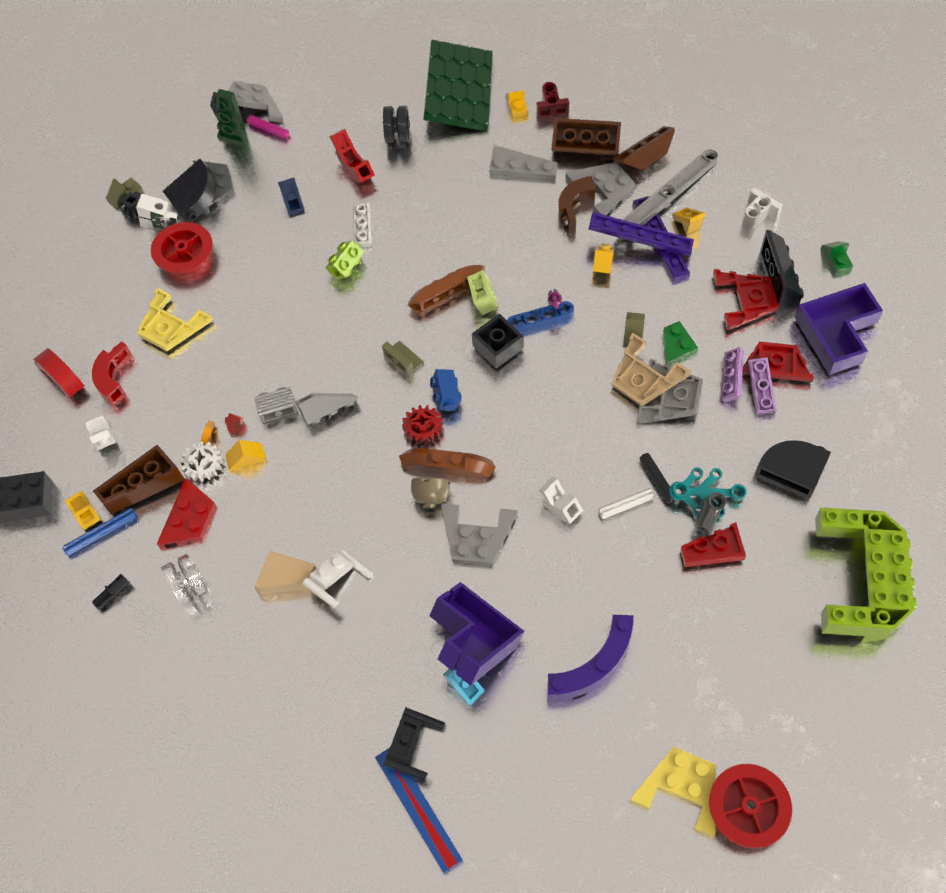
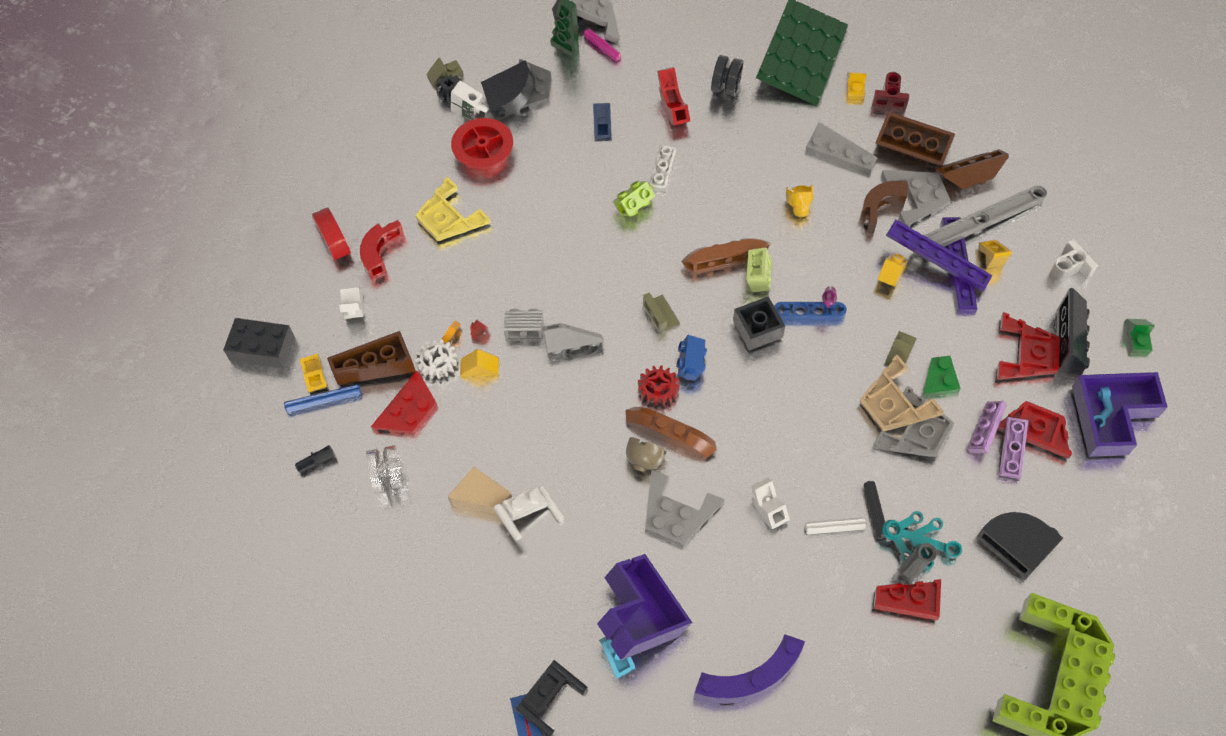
camera: 15 degrees right, 0 degrees up
(499, 218) = (800, 199): none -> yellow piece
(826, 317) = (1104, 395): none -> dark azure arm

